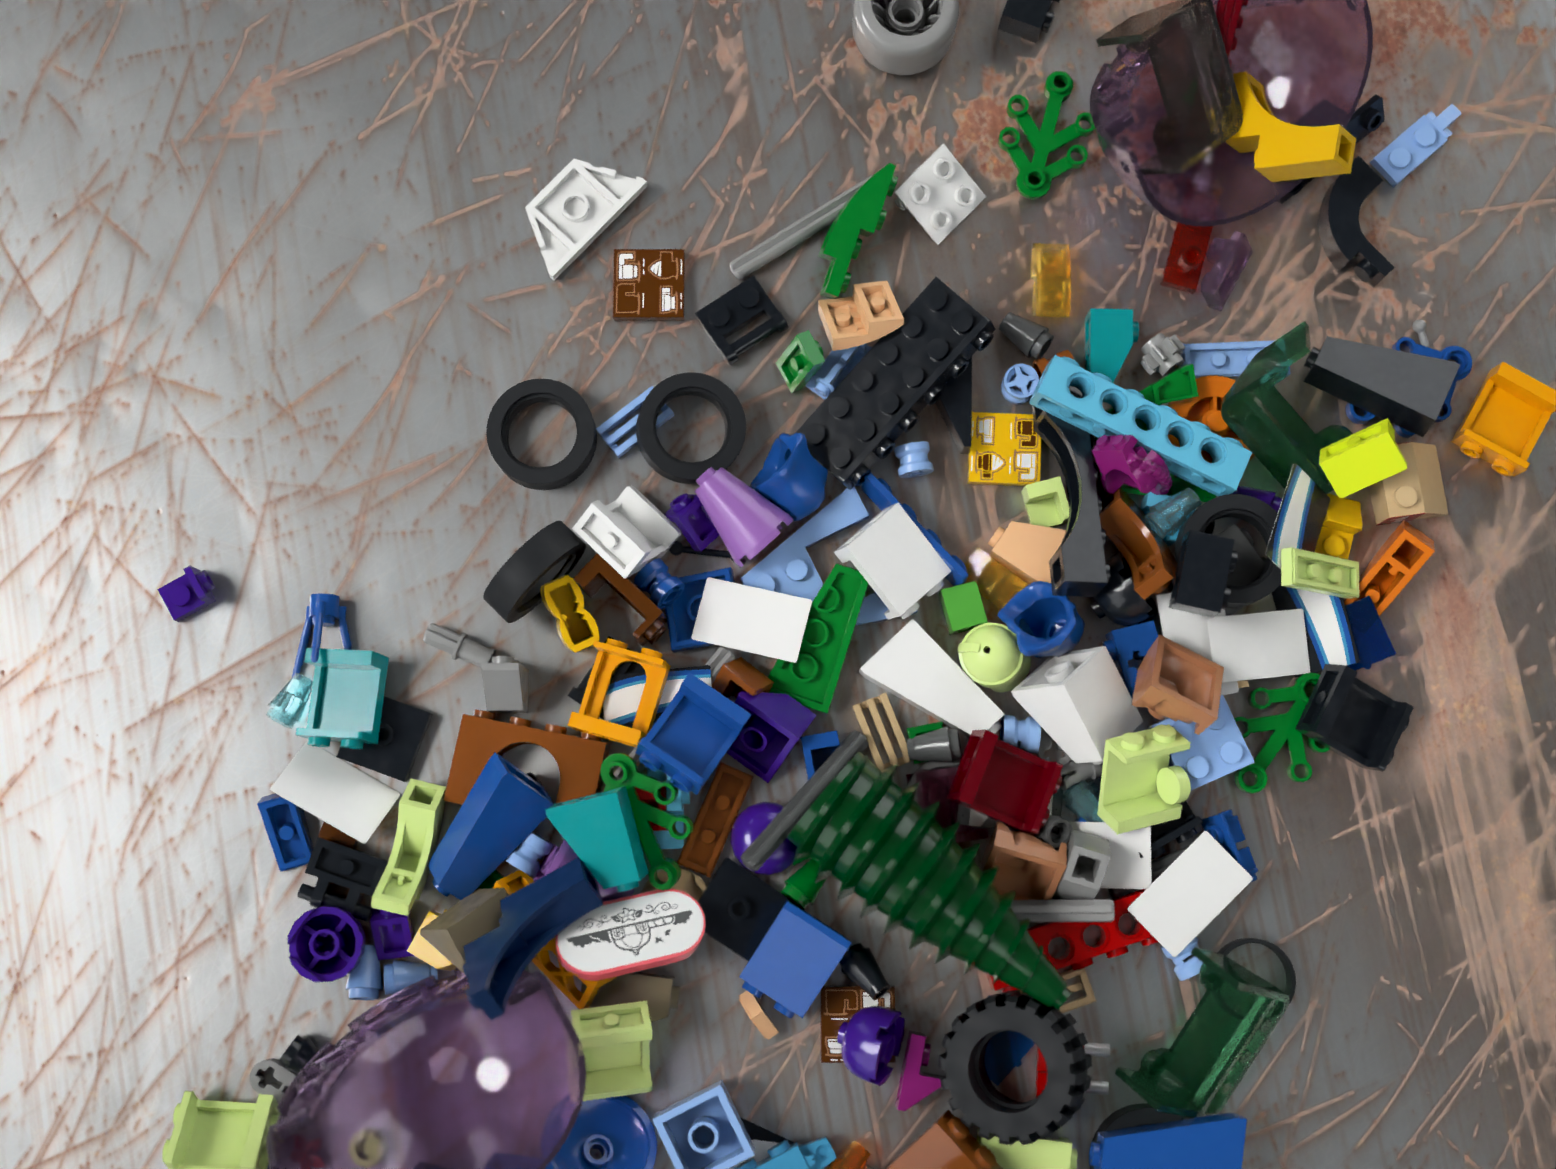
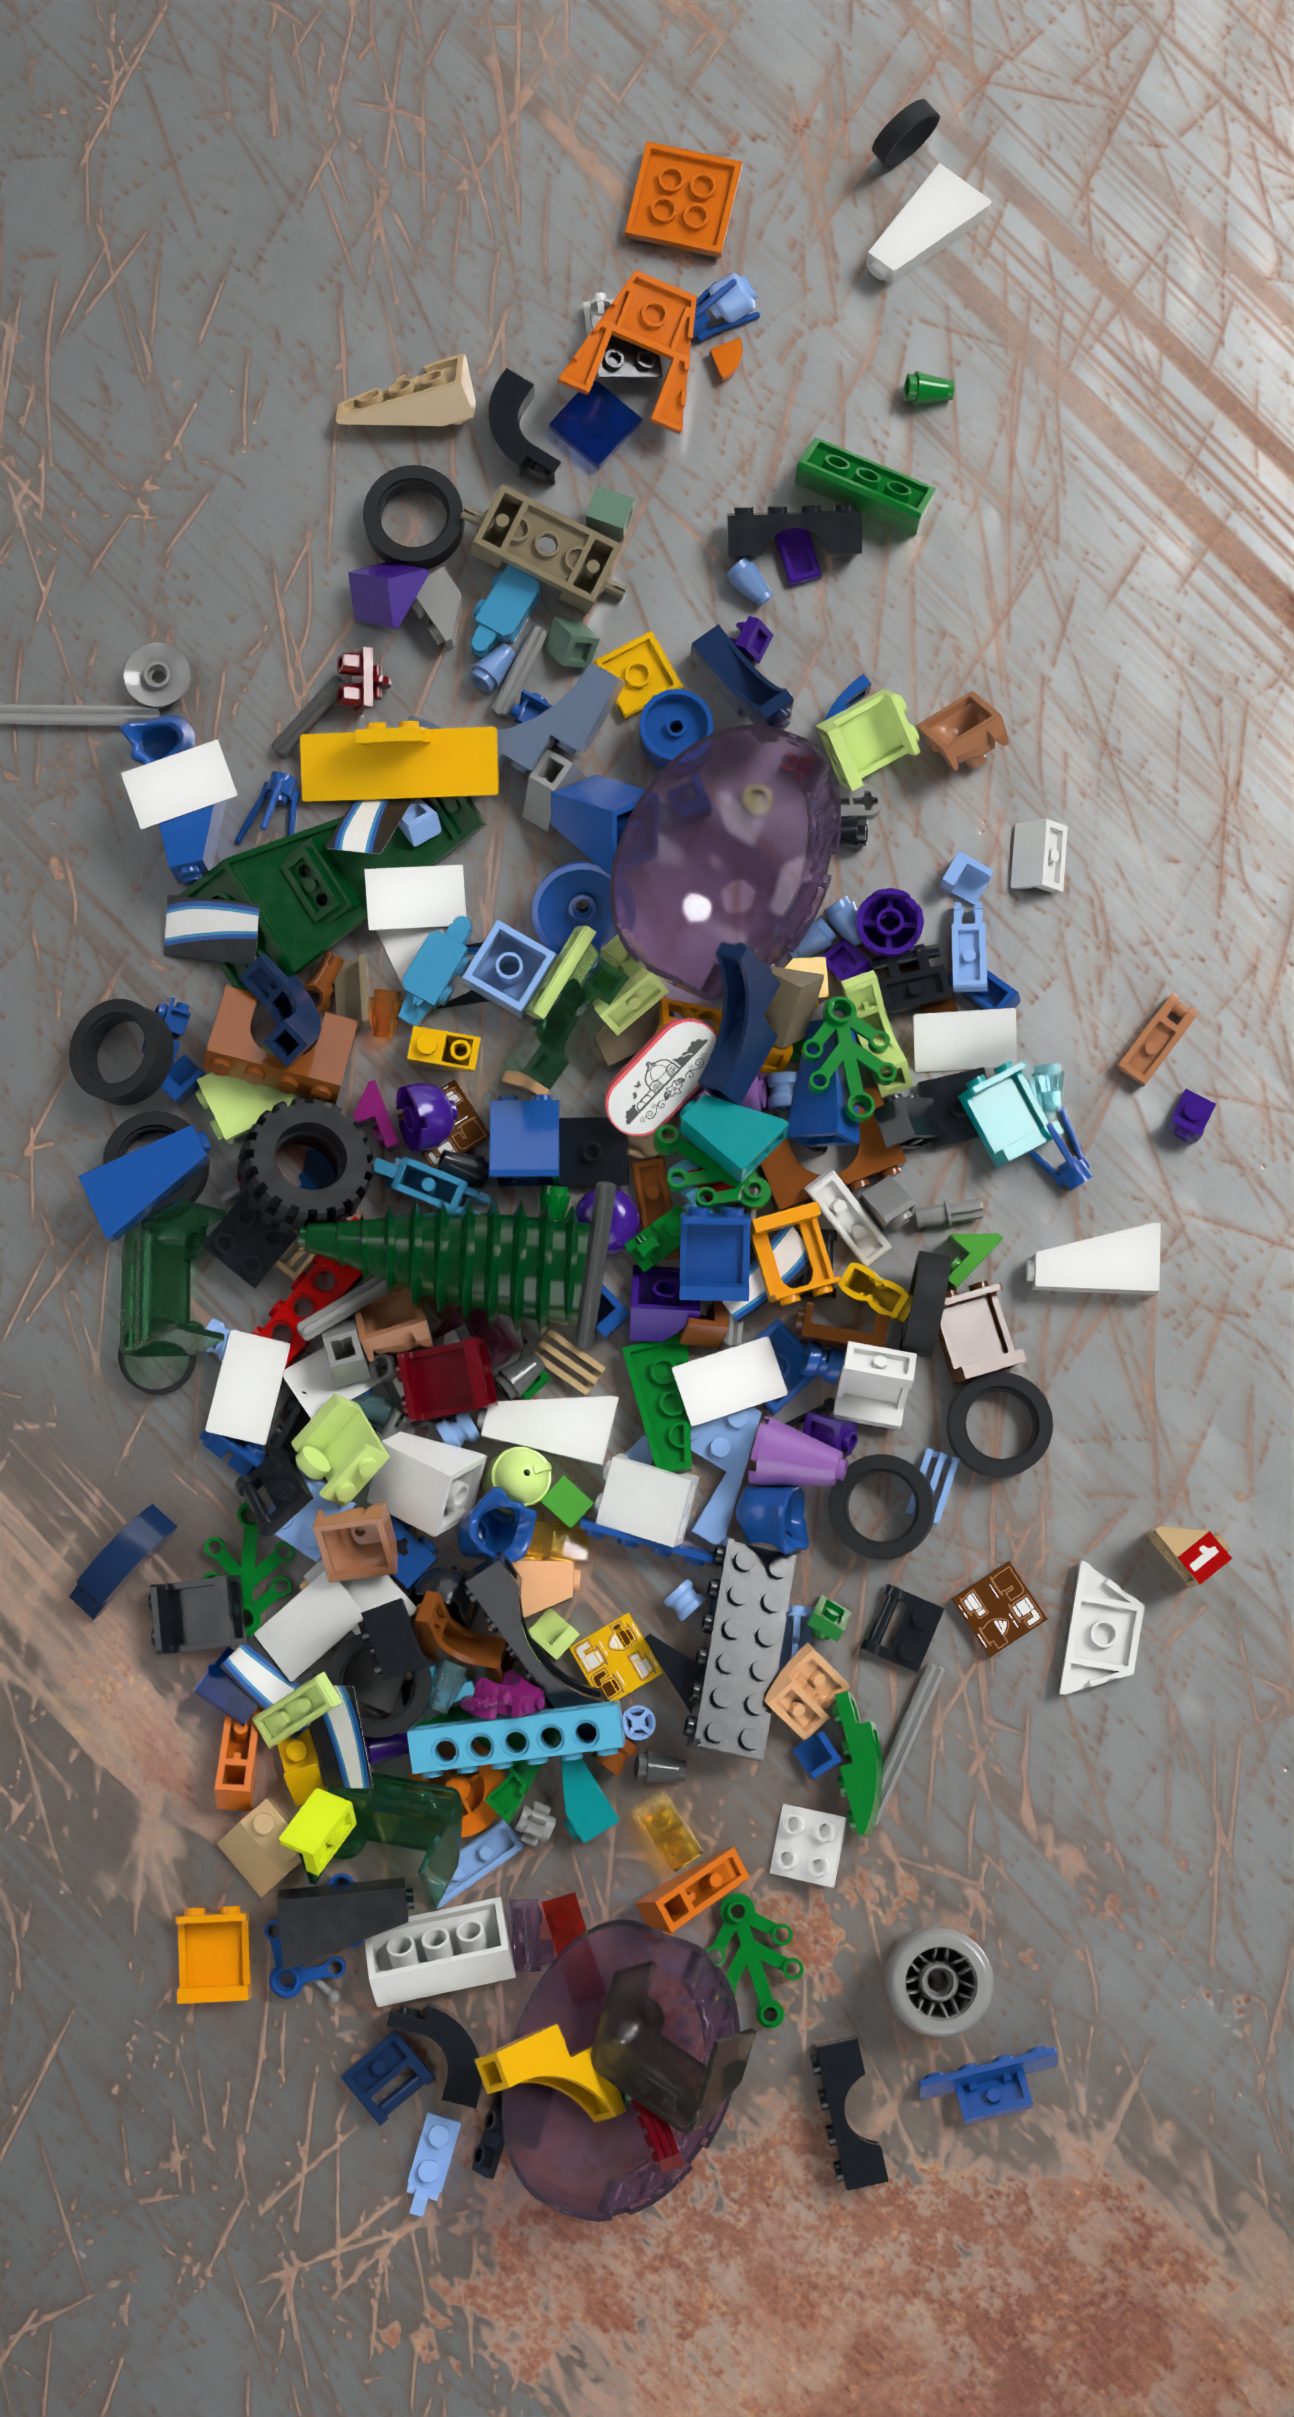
camera: 145 degrees right, 0 degrees up
(129, 1084) = (964, 731): none -> nougat brick
(149, 920) = (1039, 855): none -> white panel
(167, 680) = (1157, 1040): none -> nougat plate
(229, 942) = (966, 878): none -> light blue panel
(273, 871) = (969, 951): none -> light blue hinge
(351, 511) = (1103, 1264): none -> white slope
(436, 747) = (909, 1122): none -> black brick
(447, 840) = (849, 1054): none -> green plant
(454, 218) = (1191, 1552): none -> slope
(457, 595) = (975, 1249): none -> bright green slope
(506, 518) = (976, 1333): none -> panel
(549, 698) = (848, 1217): none -> white tile
(636, 1073) = (543, 1044): none -> clear green arch
(659, 1099) = (560, 972): none -> yellowish green tile
(732, 789) = (656, 1240): none -> green hinge
(815, 1096) = (443, 1050): none -> yellow slope
(884, 259) = (816, 1754): none -> blue panel
(909, 975) = (426, 1184): none -> dark azure hinge
(1064, 217) = (692, 1891): none -> orange slope
(1111, 1029) = (248, 1243): none -> black hinge
(1214, 778) = (282, 1484): none -> black plate
(1287, 289) = (440, 1953): none -> white slope
(1393, 811) = (121, 1559): none -> dark blue arch
(1418, 242) = (379, 2068): none -> dark blue plate

